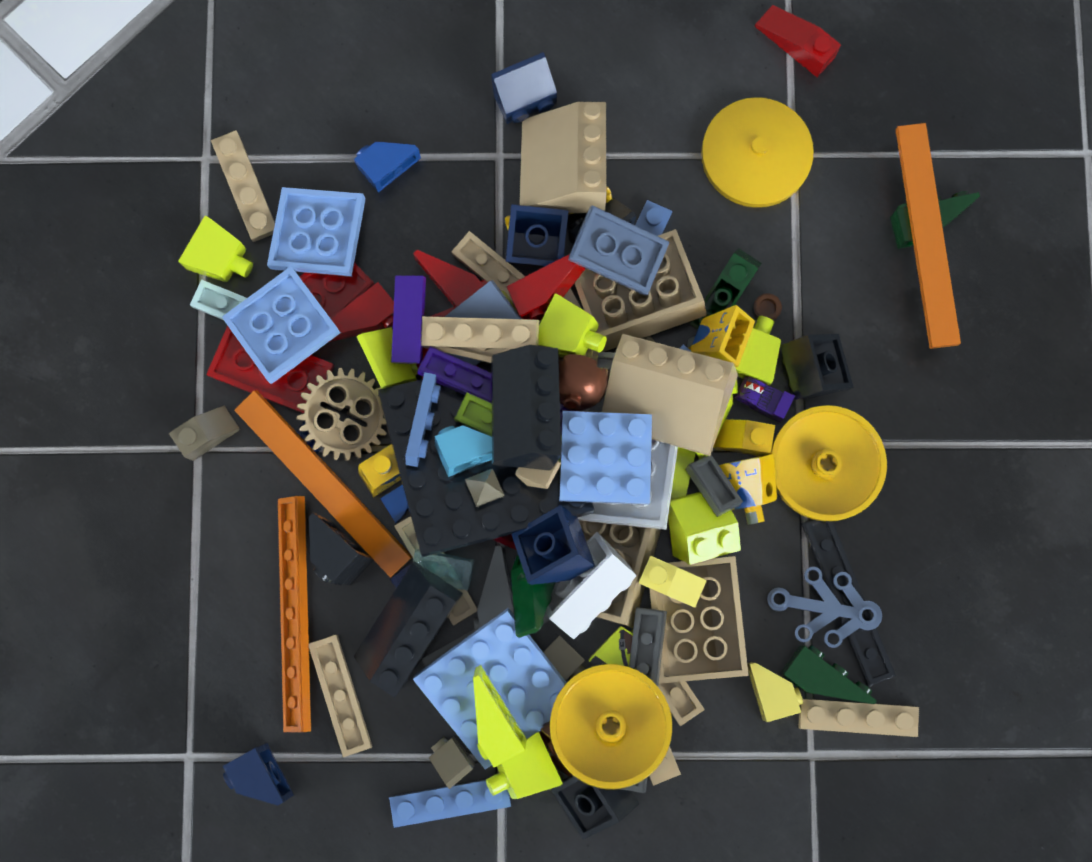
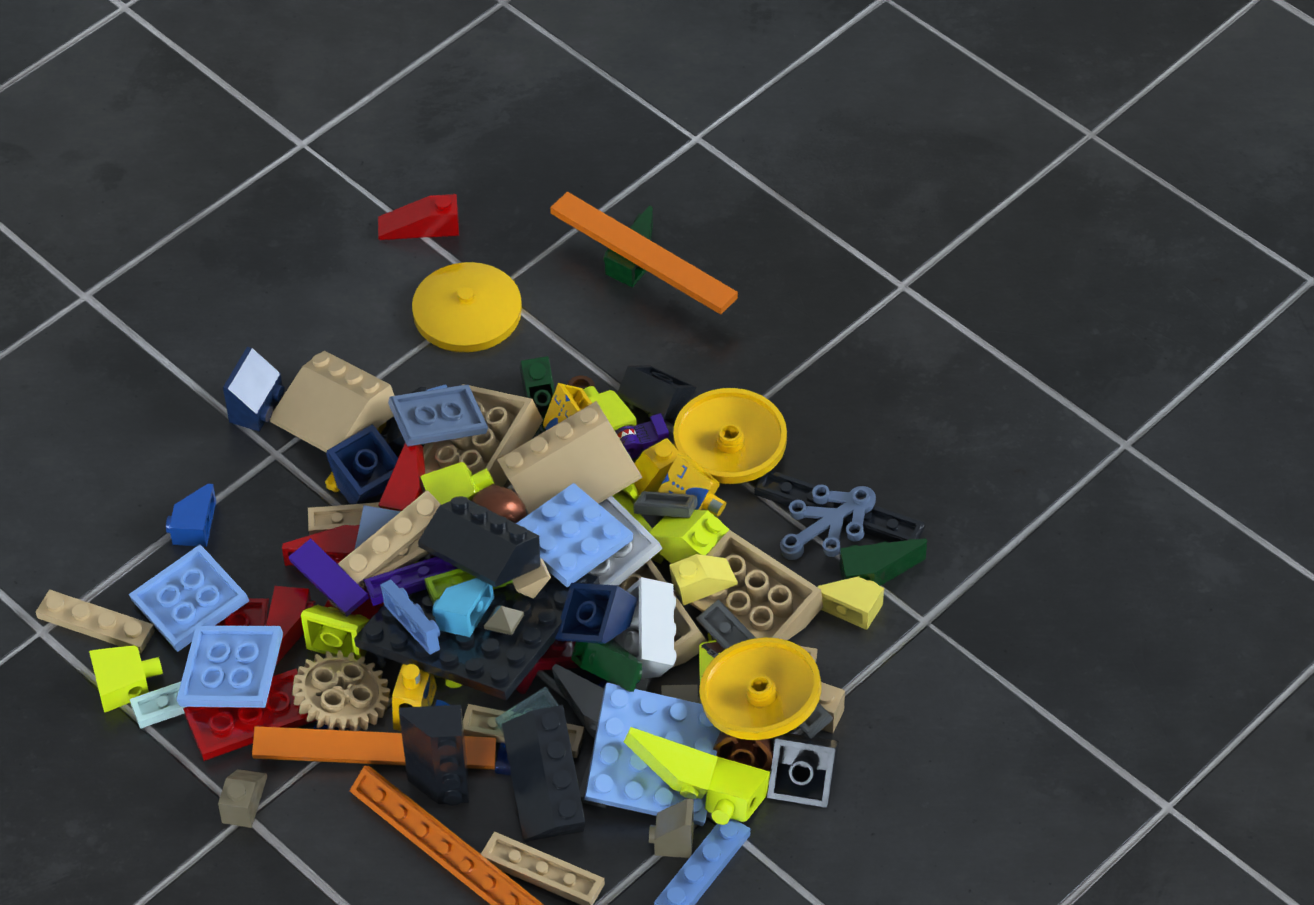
camera: 45 degrees left, 30 degrees down
(859, 717) = (929, 569): tan plate -> none

